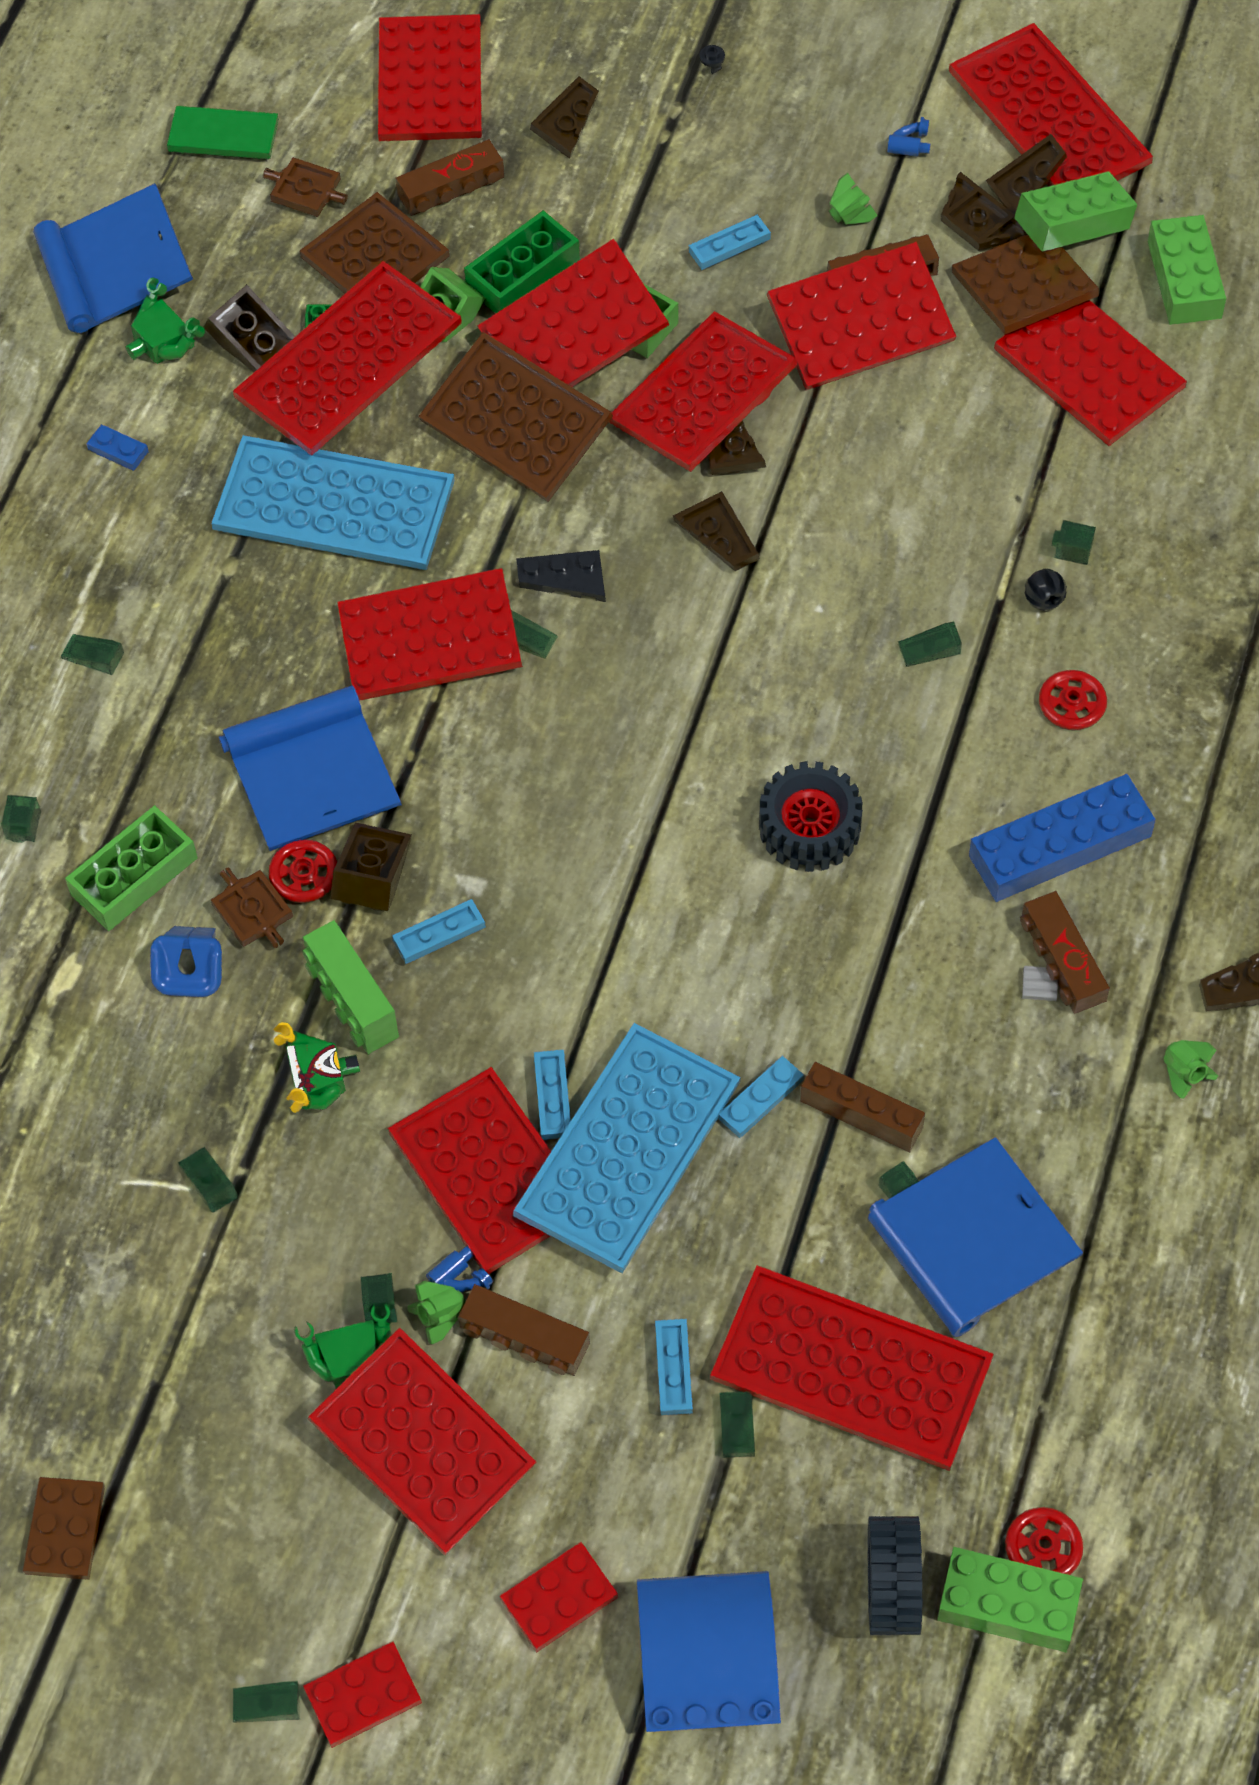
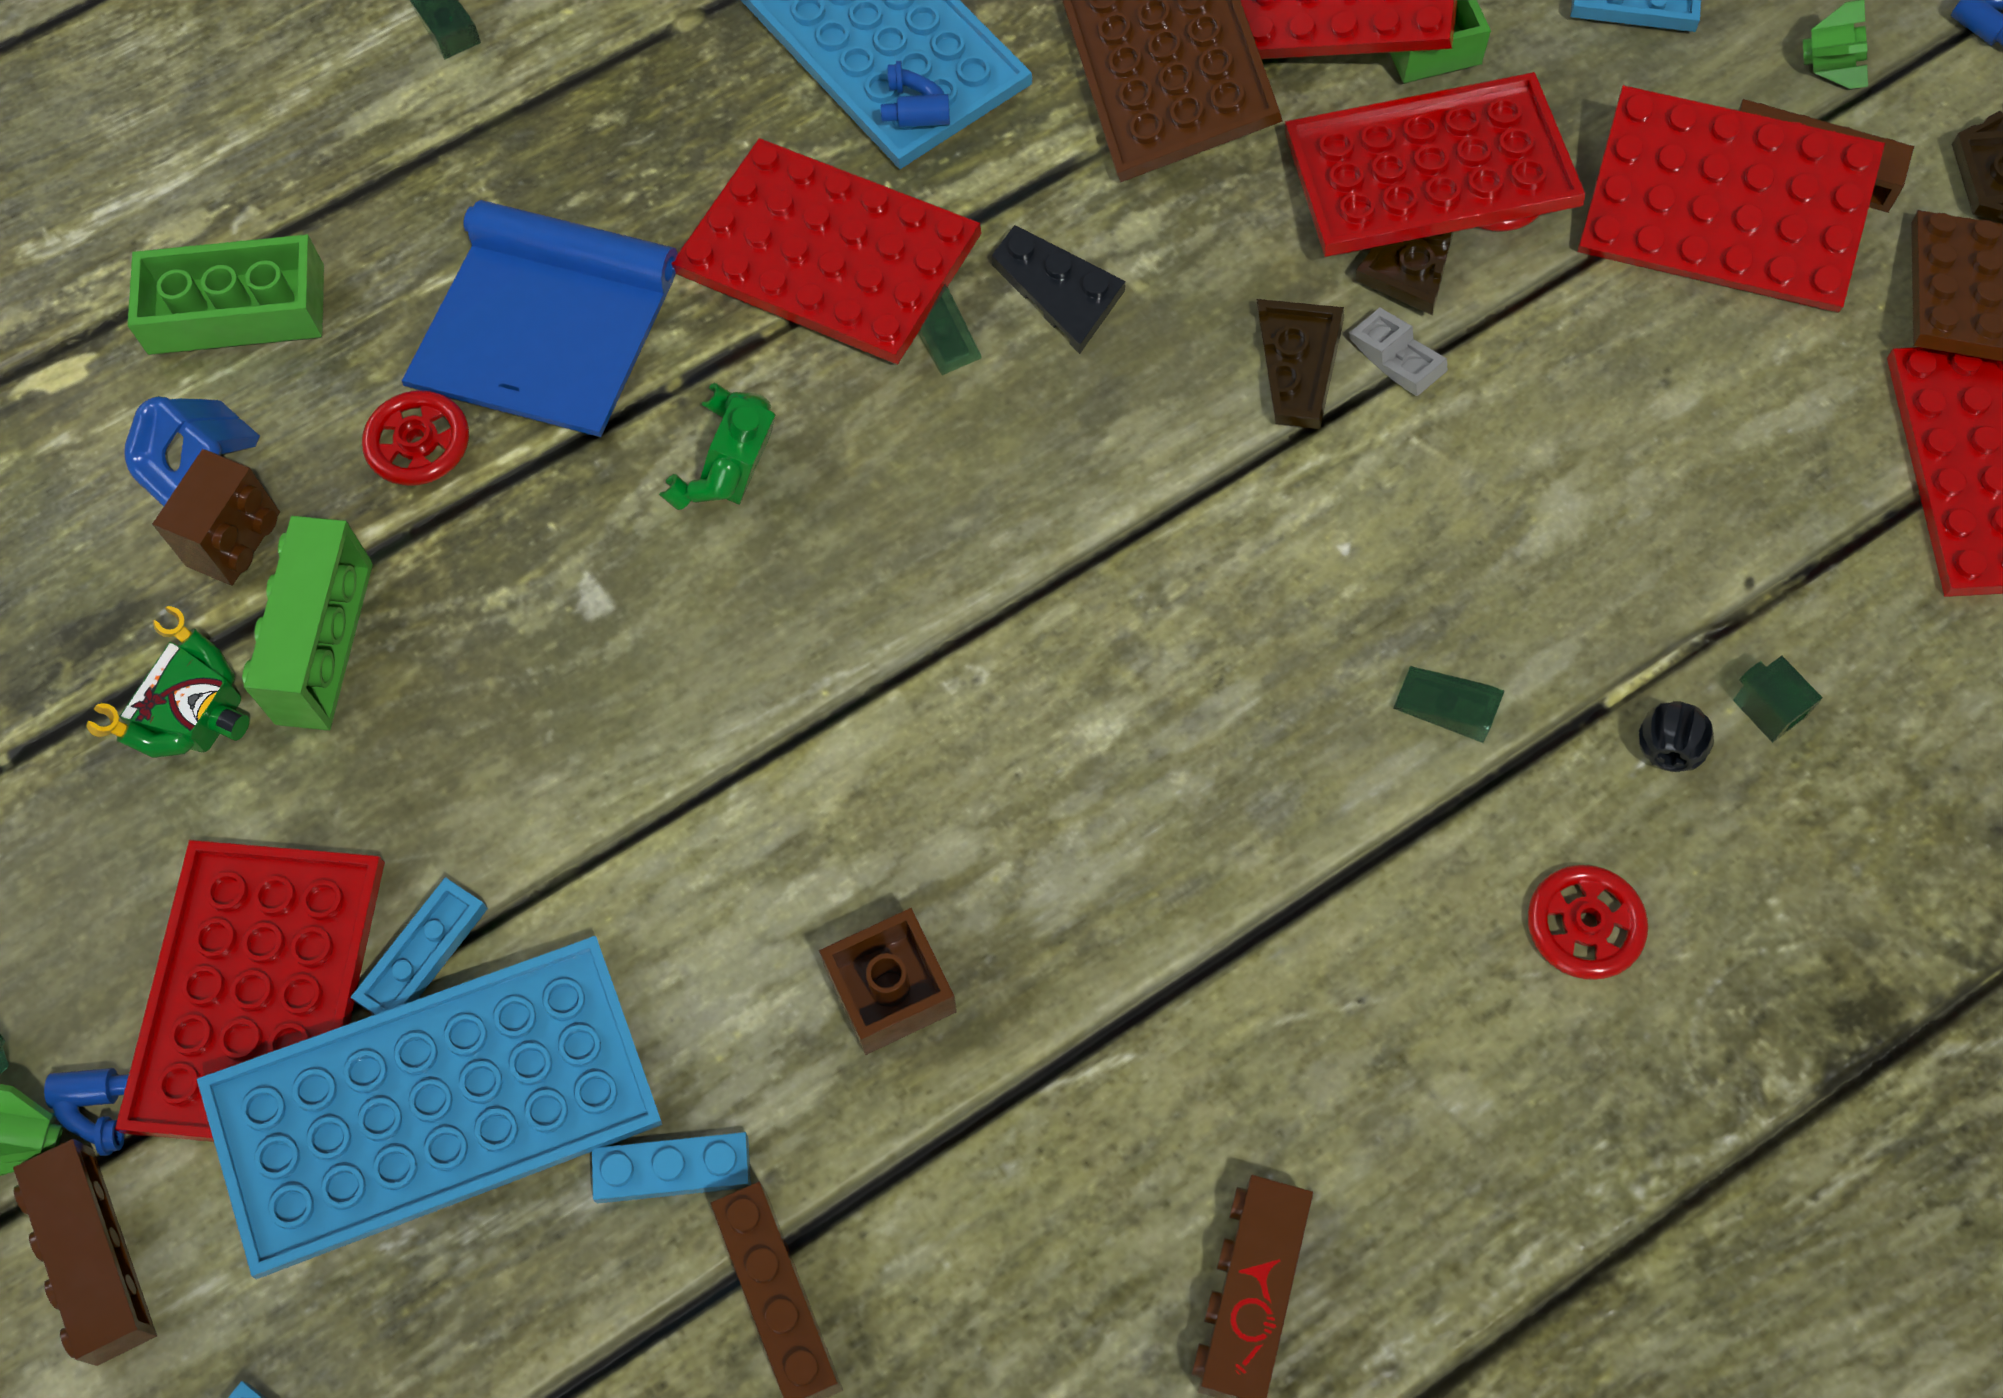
camera: 40 degrees right, 5 degrees up
(21, 818) = (181, 154): clear green brick -> none
(250, 973) = (217, 517): none -> reddish brown brick
(251, 908) = (315, 440): reddish brown plate -> none
(370, 867) = (488, 487): dark brown slope -> none
(415, 532) = (912, 111): none -> blue plant
(438, 931) = (490, 629): dark azure plate -> none
(484, 761) = (733, 452): none -> green torso
(759, 497) = (1391, 347): none -> light grey slope
(790, 942) = (888, 981): none -> reddish brown brick
(796, 798) = (1073, 772): black wheel -> none
(1038, 984) = (1182, 1306): light grey piece -> none
(1061, 837) = (1398, 1116): blue brick -> none

